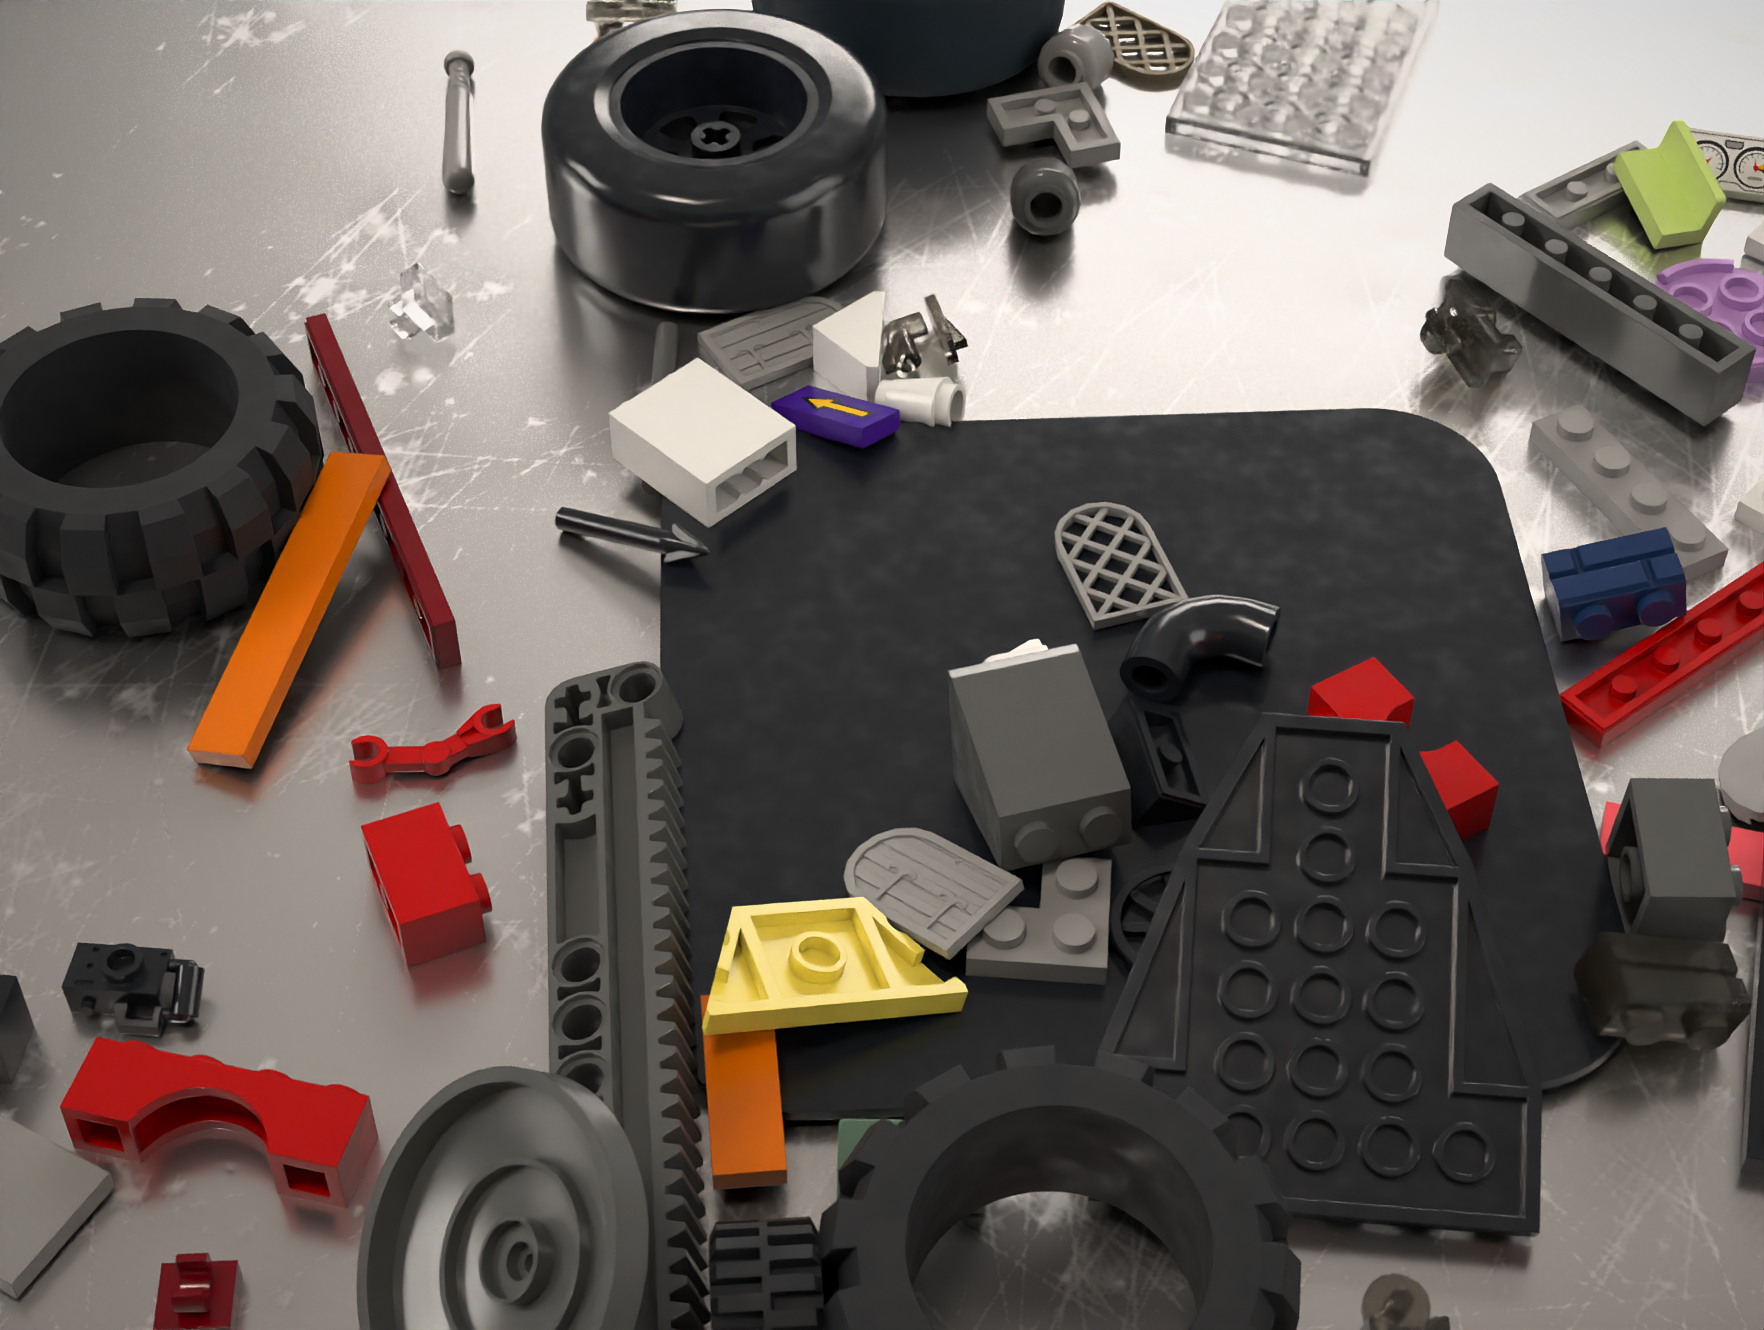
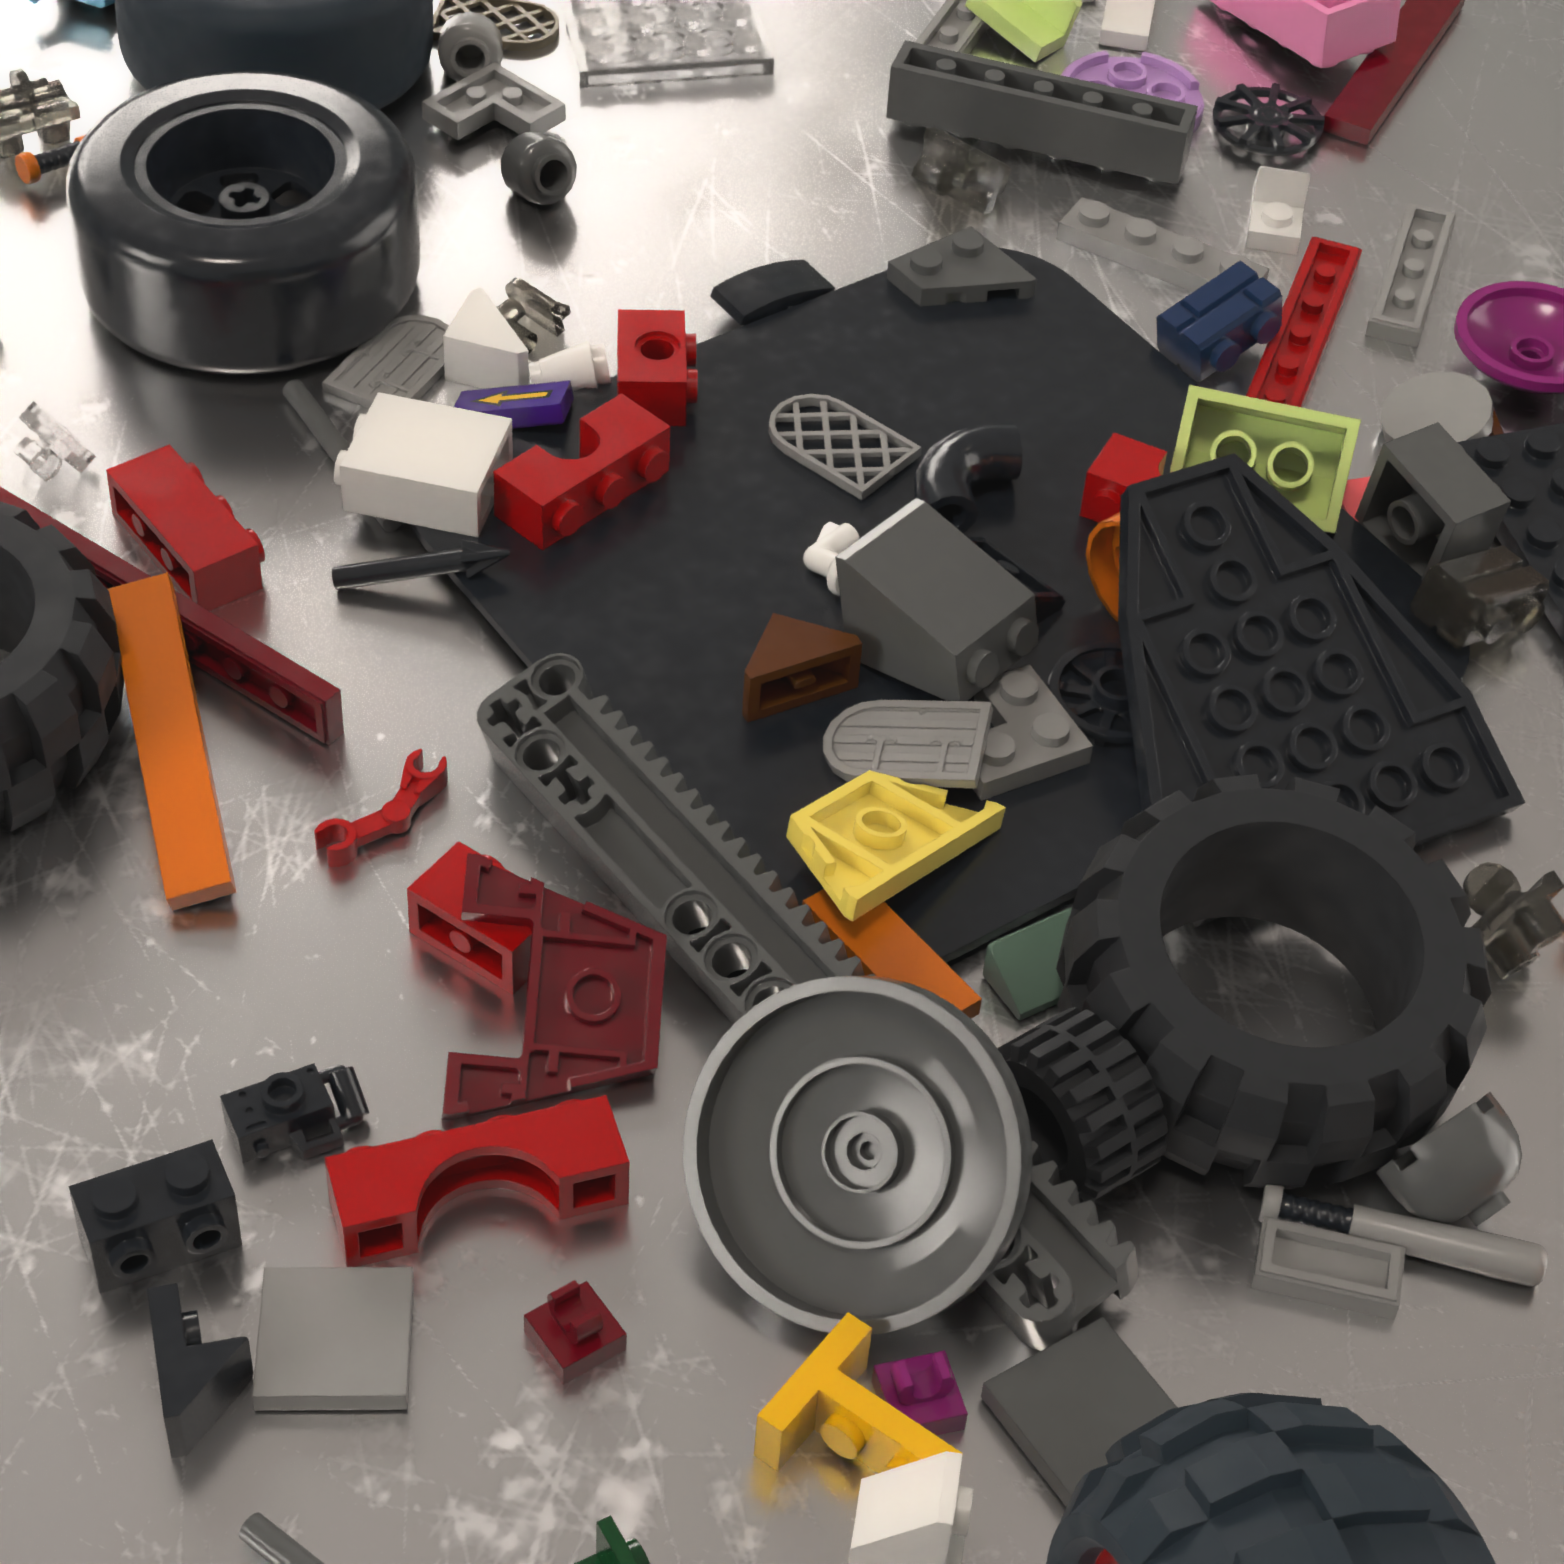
camera: 35 degrees left, 0 degrees up
(436, 1000) = (587, 997): none -> dark red wing
(466, 424) = (186, 528): none -> red brick
(796, 517) = (554, 496): none -> red arch
(874, 766) = (798, 666): none -> reddish brown slope
(982, 424) = (654, 362): none -> red brick
(1176, 389) = (769, 290): none -> black slope
(1376, 435) = (958, 269): none -> dark grey wing
(1550, 751) = (1289, 446): none -> yellowish green slope

